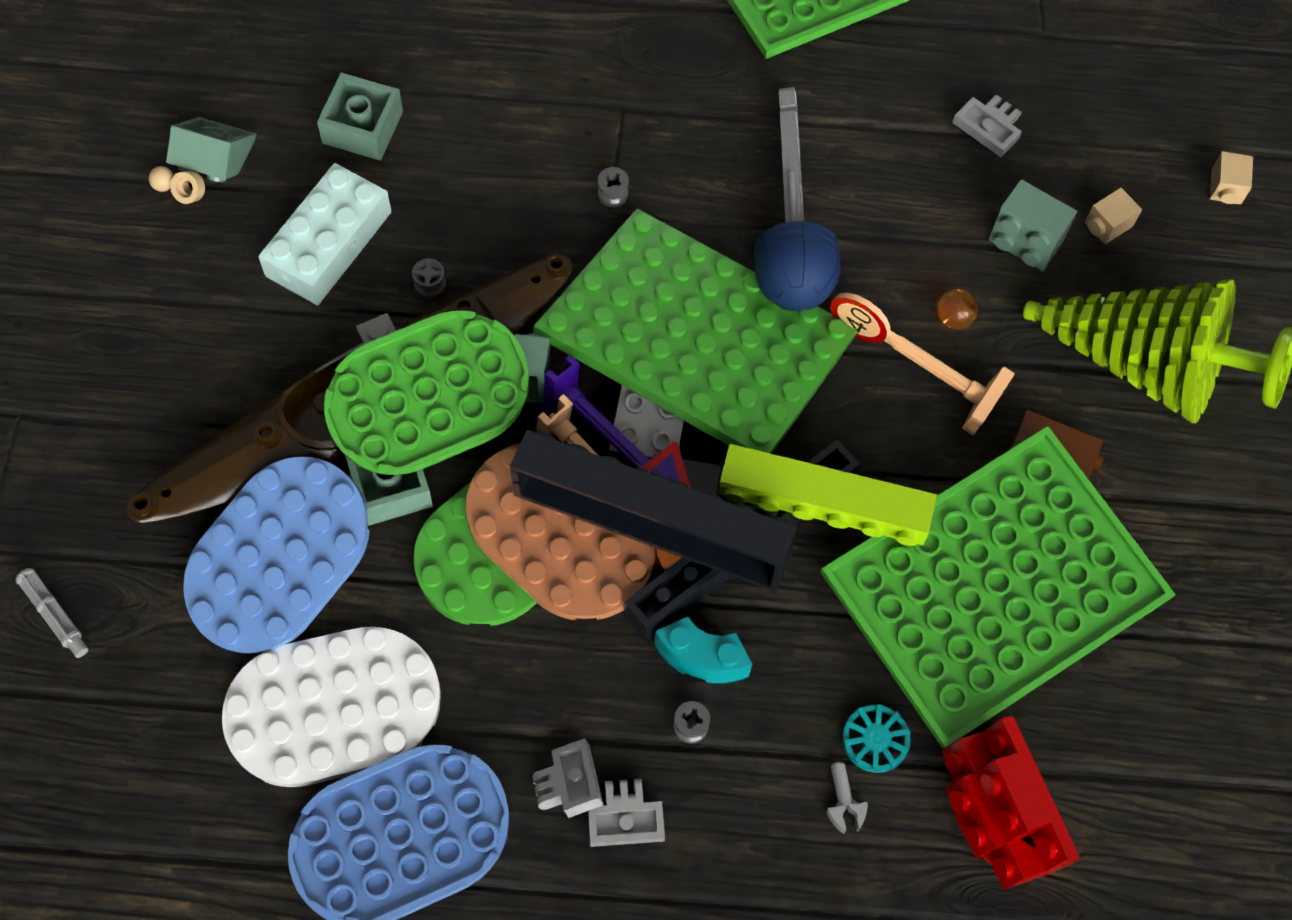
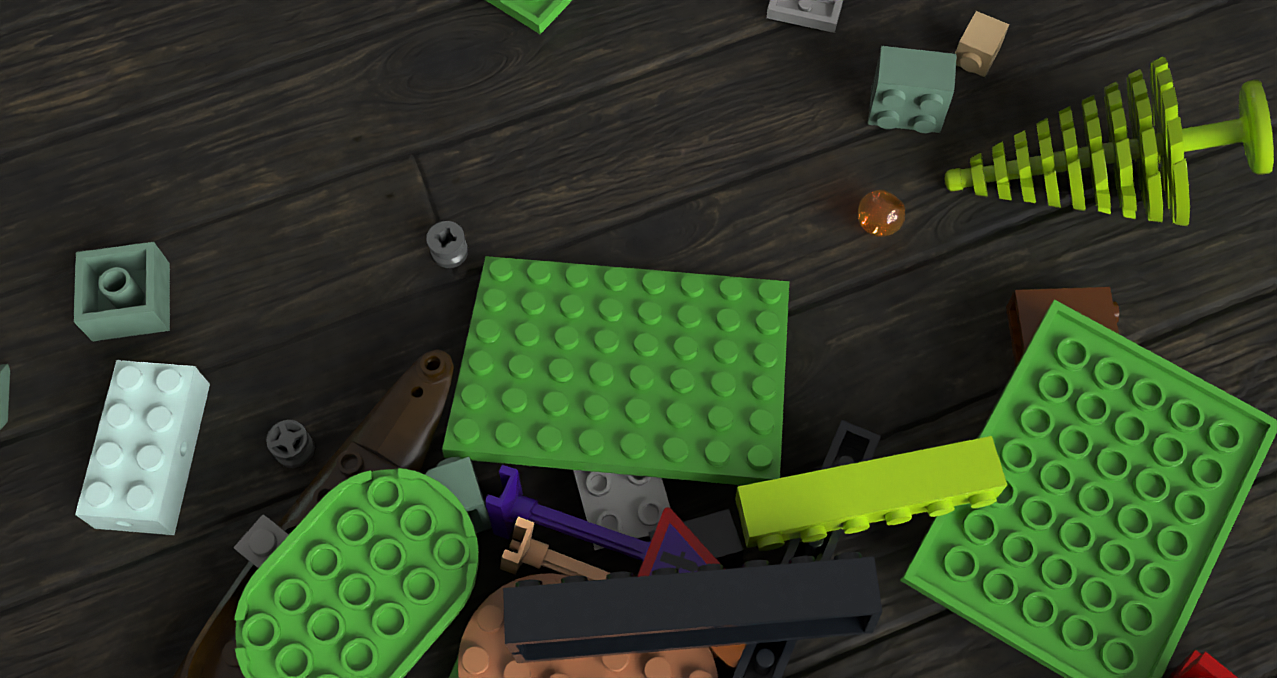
camera: 20 degrees left, 0 degrees up
(799, 258) = (694, 237): dark blue piece -> none
(874, 327) = (808, 271): light nougat piece -> none

